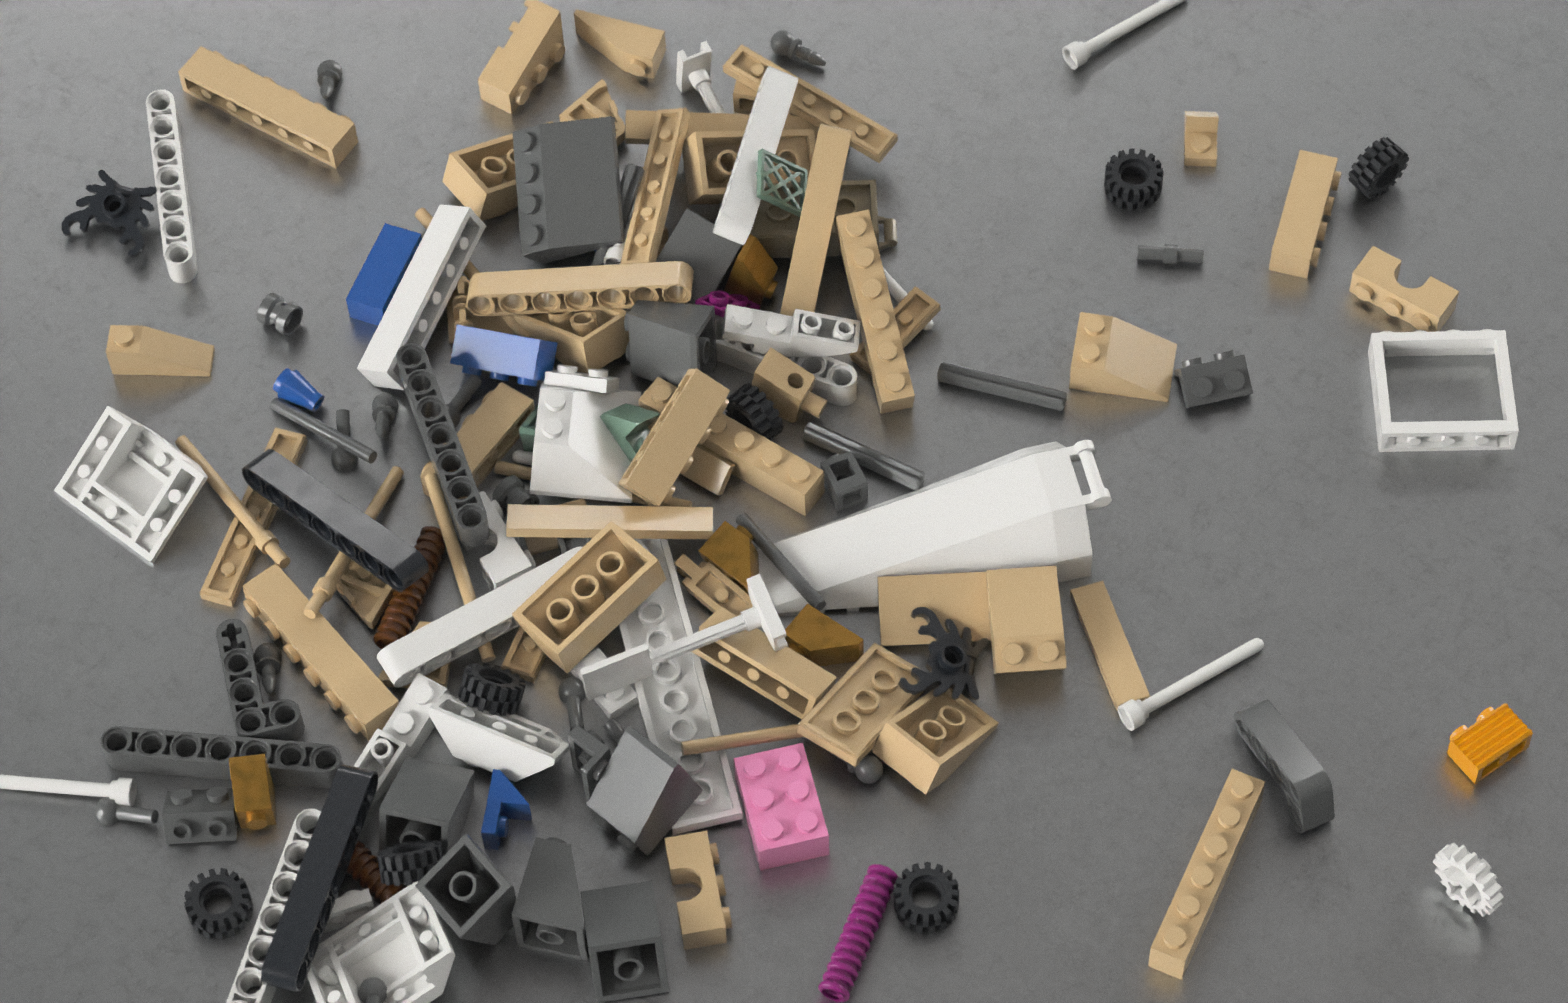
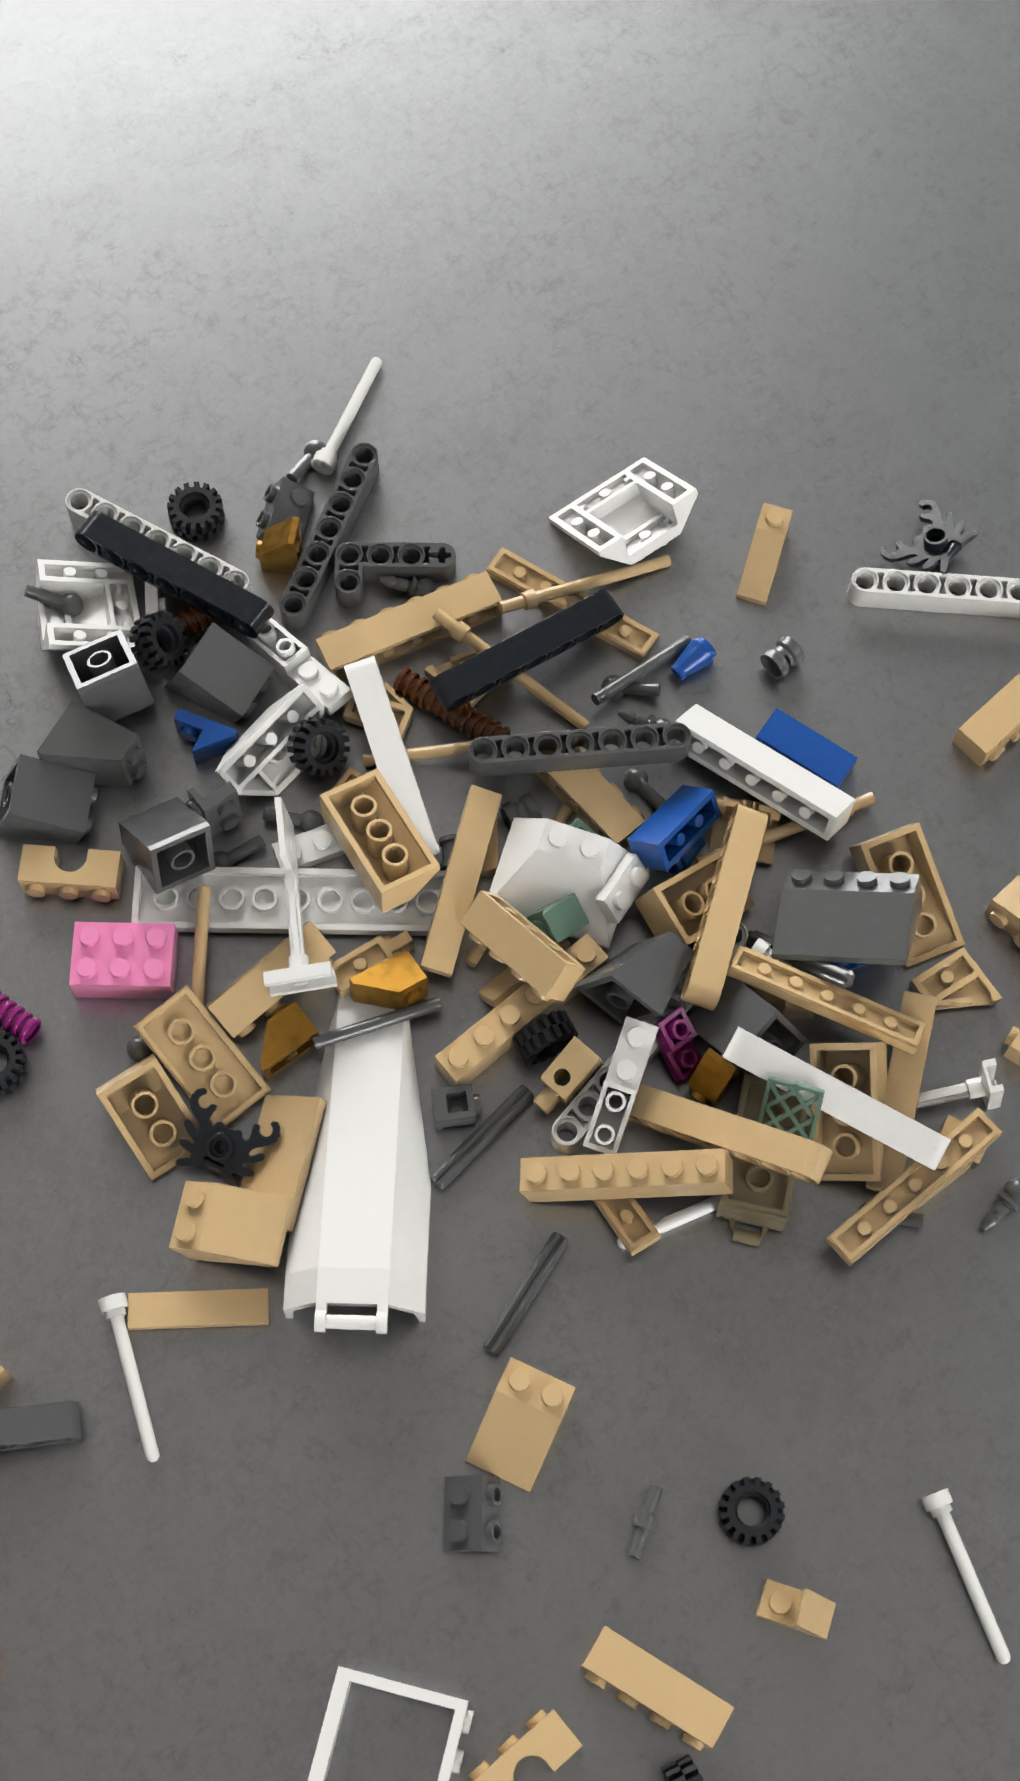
camera: 100 degrees right, 10 degrees up
(507, 558) = (449, 790): white arch -> none

